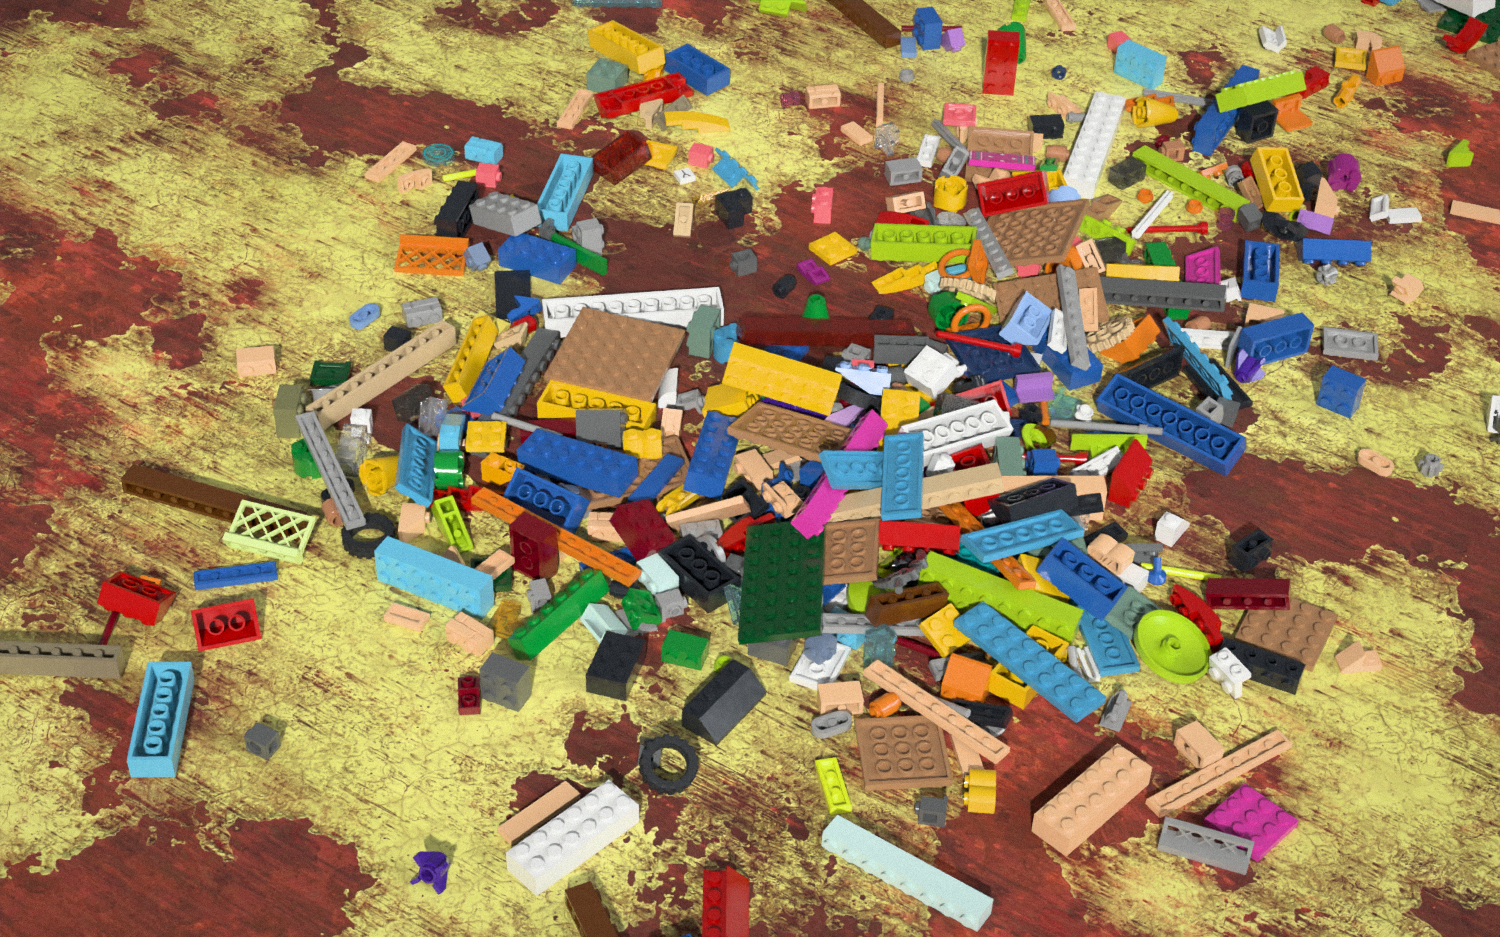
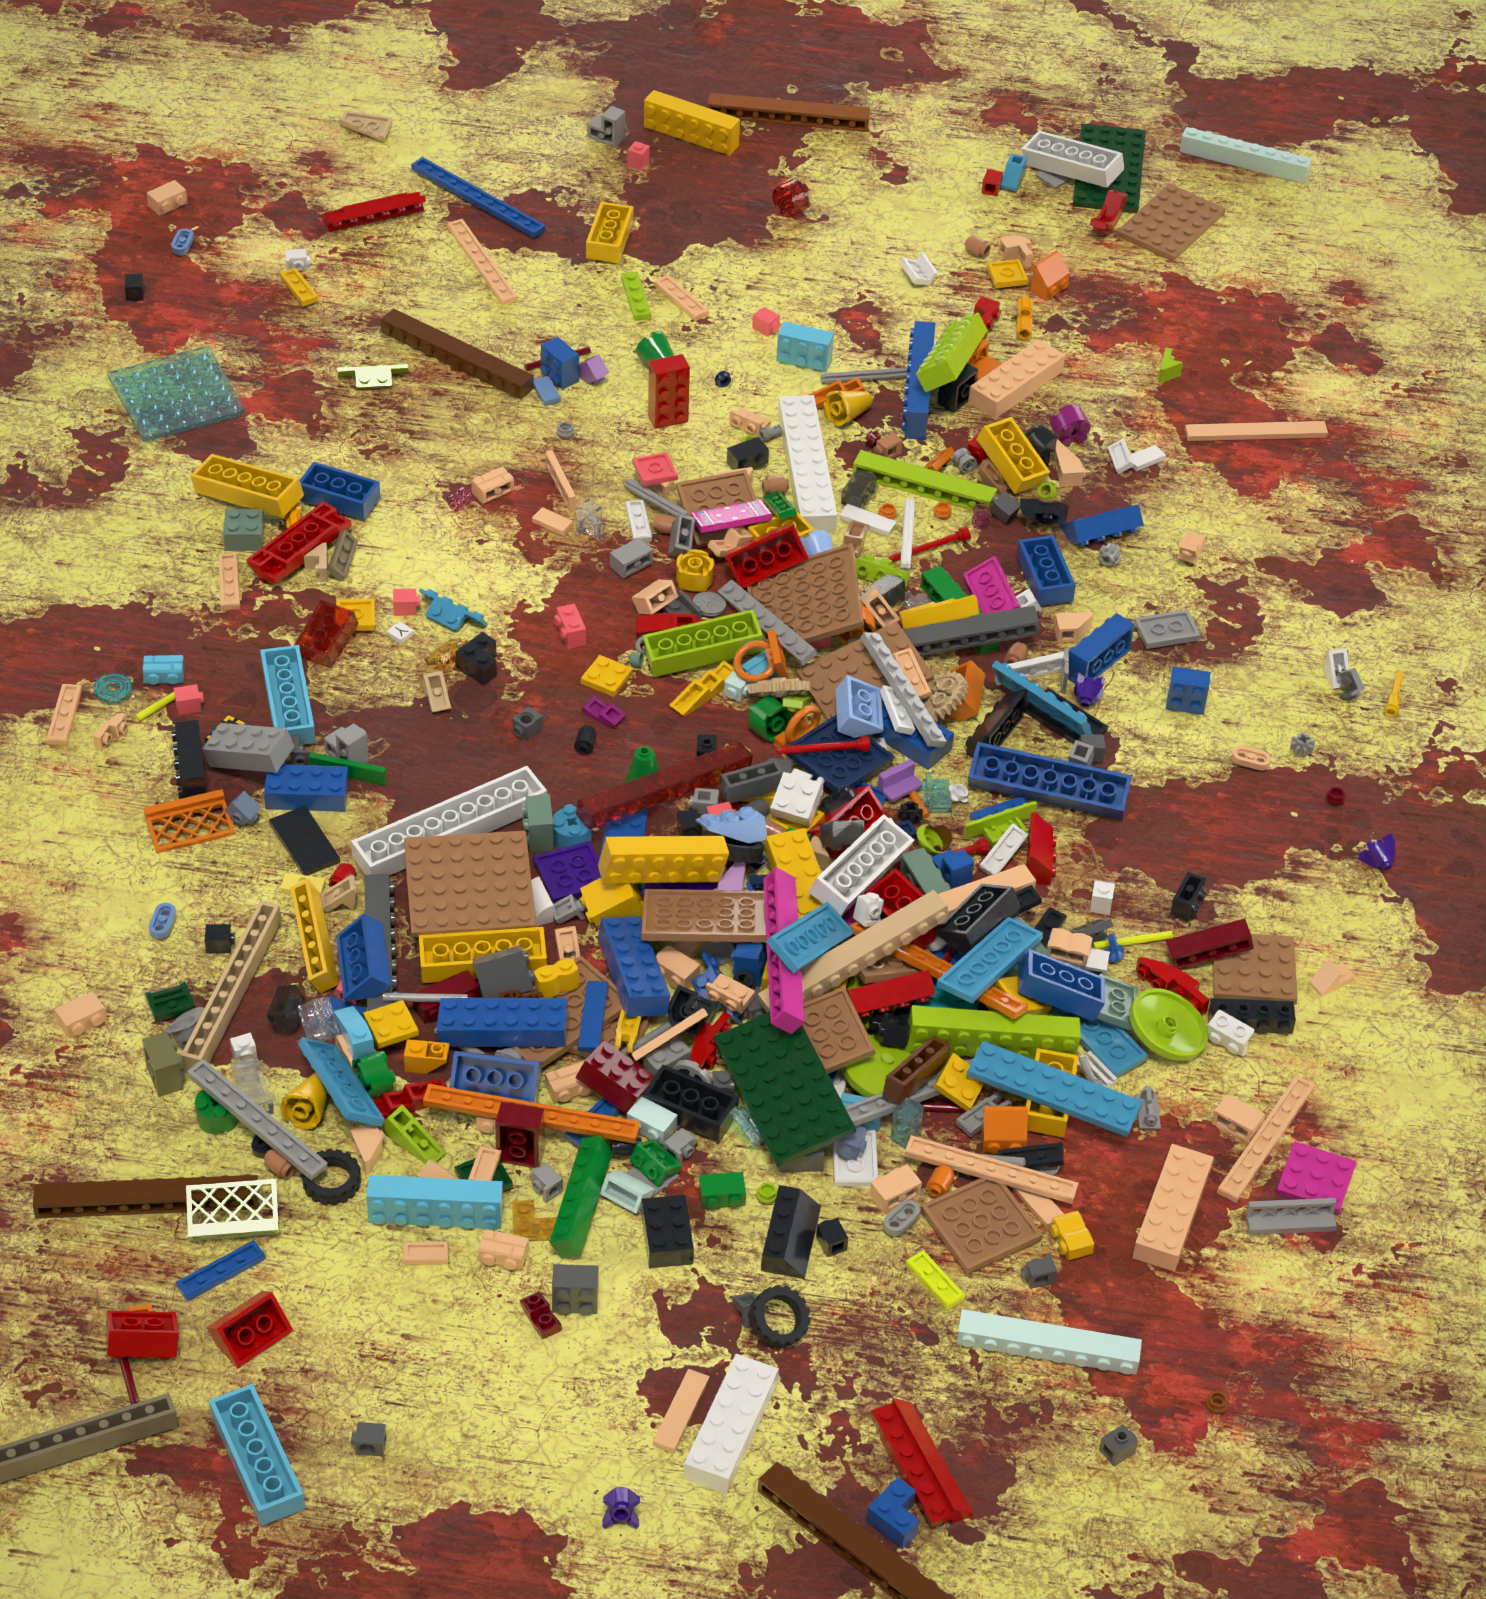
camera: 25 degrees left, 5 degrees up
(421, 312) = (223, 896): light grey brick -> none
(526, 306) = (336, 854): blue slope -> none
(695, 120) = (372, 559): yellow slope -> none
(703, 372) = (567, 870): none -> dark purple plate
(758, 719) = (832, 1237): none -> black brick
(901, 577) = (903, 1041): dark grey bar -> none
(902, 476) = (848, 934): dark azure plate -> none
(1129, 200) = (876, 522): none -> white tile
(1141, 429) = (1027, 796): light grey bar -> none
(1316, 130) = (1016, 378): none -> light nougat brick
(1316, 221) = (1069, 494): medium lavender slope -> none
(1443, 515) = (1335, 796): none -> dark red plate
(1459, 571) = (1380, 854): none -> dark purple brick

